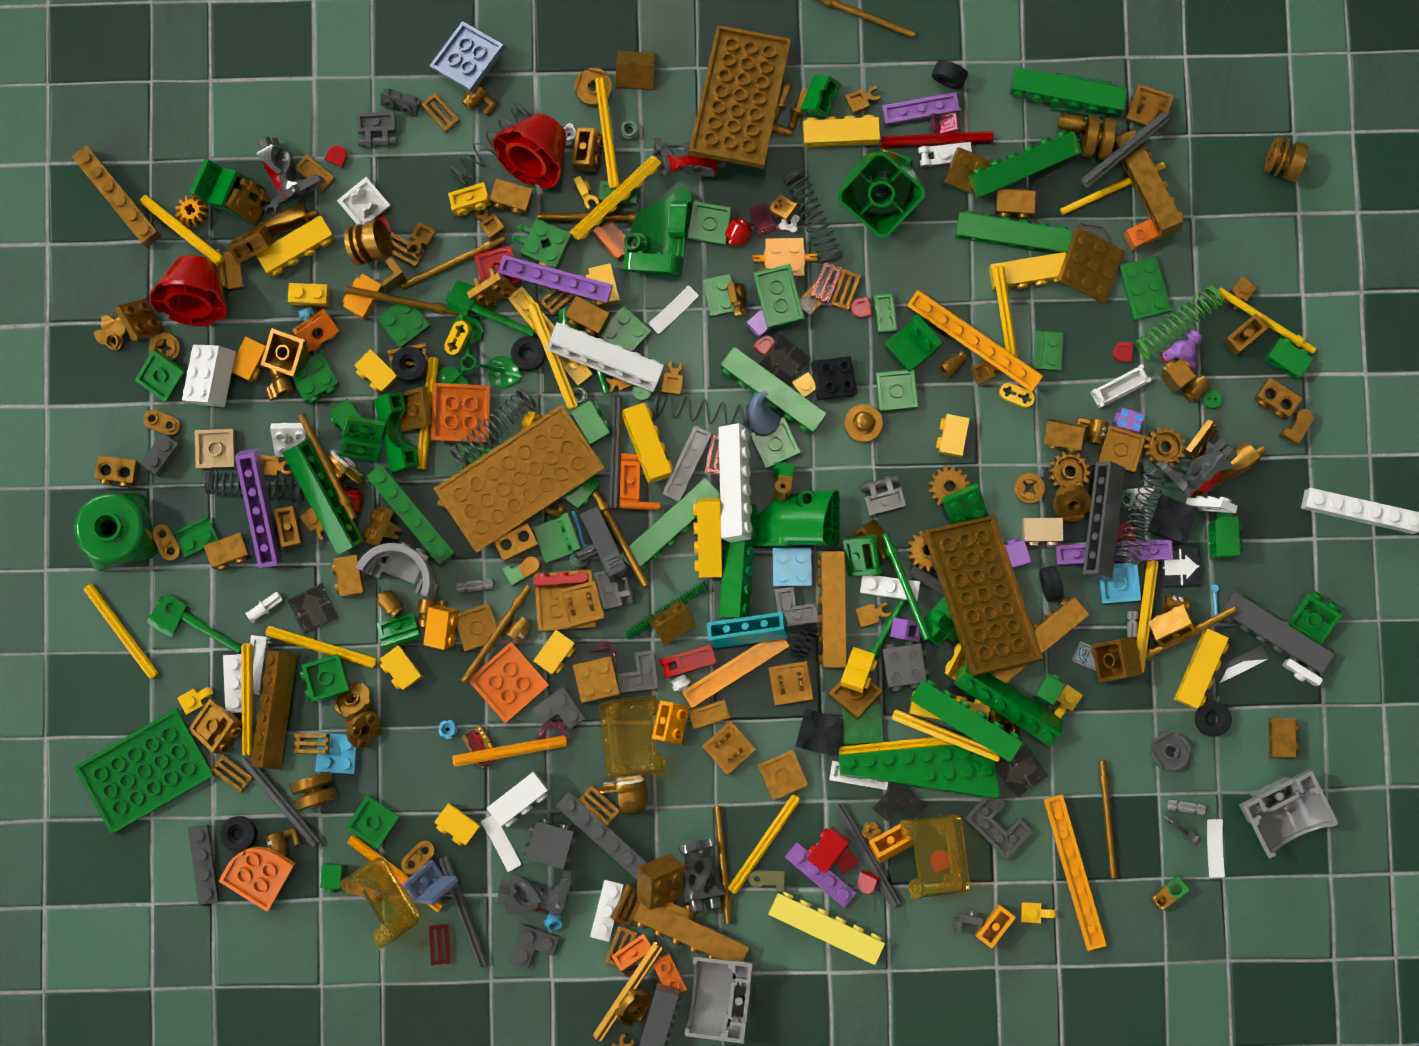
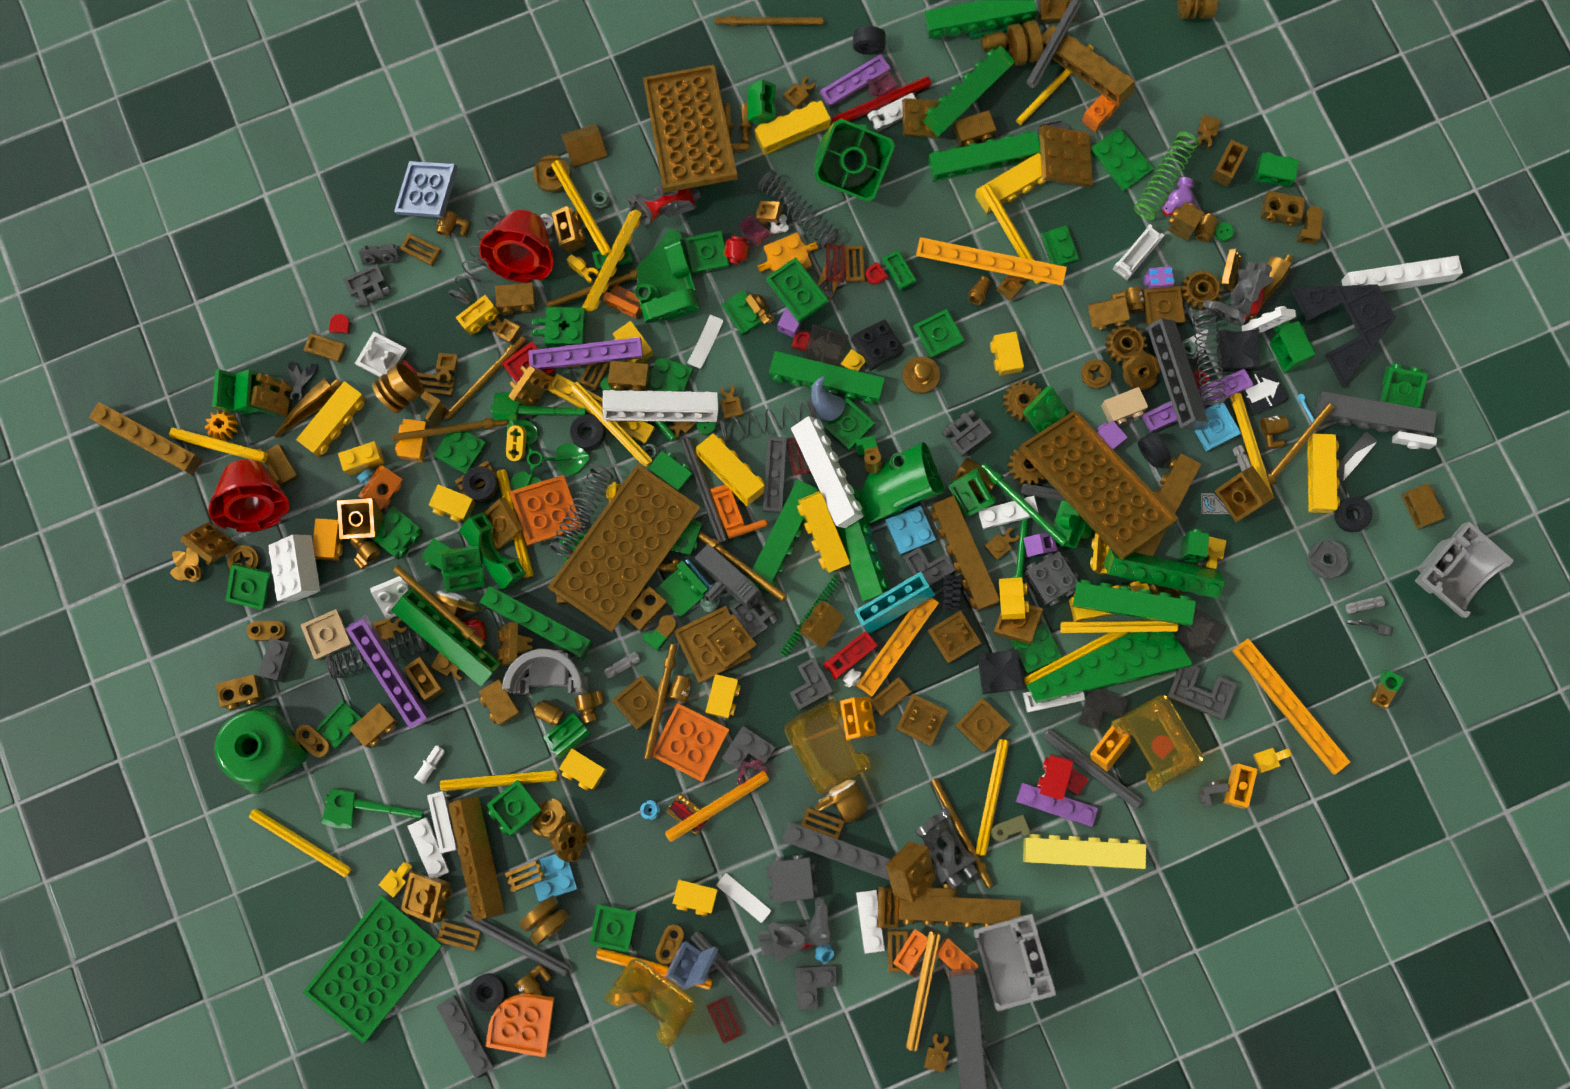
camera: 20 degrees left, 5 degrees down
(247, 698) = (446, 857): yellow axle -> none
(251, 243) = (288, 432): pearl gold brick -> none
(280, 169) = (290, 355): dark grey hips -> none
(313, 608) = (477, 747): clear smoke tile -> none
(331, 875) = (593, 996): green brick -> none
(441, 627) = (605, 715): light orange brick -> none
(518, 800) = (744, 849): white brick -> none
(562, 578) = (702, 624): plate -> none
(596, 679) = (772, 706): pearl gold piece -> none
(604, 646) = (765, 672): clear pink bracket -> none
(633, 1007) = (935, 1003): pearl gold plate -> none
(867, 827) = (1086, 739): pearl gold plate -> none
(867, 882) = (1104, 793): tile -> none
(913, 343) = (937, 284): green bracket -> none
(1015, 399) = (1048, 301): yellow beam -> none
(1104, 781) = (1279, 610): pearl gold bar -> none
(1123, 352) = (1126, 222): red tile -> none
(1172, 625) = (1281, 443): brick -> none
(1215, 848) = (1407, 632): white sticker -> none
(1298, 340) = (1278, 151): yellow bar -> none
(1310, 532) = (1365, 308): none -> black wing

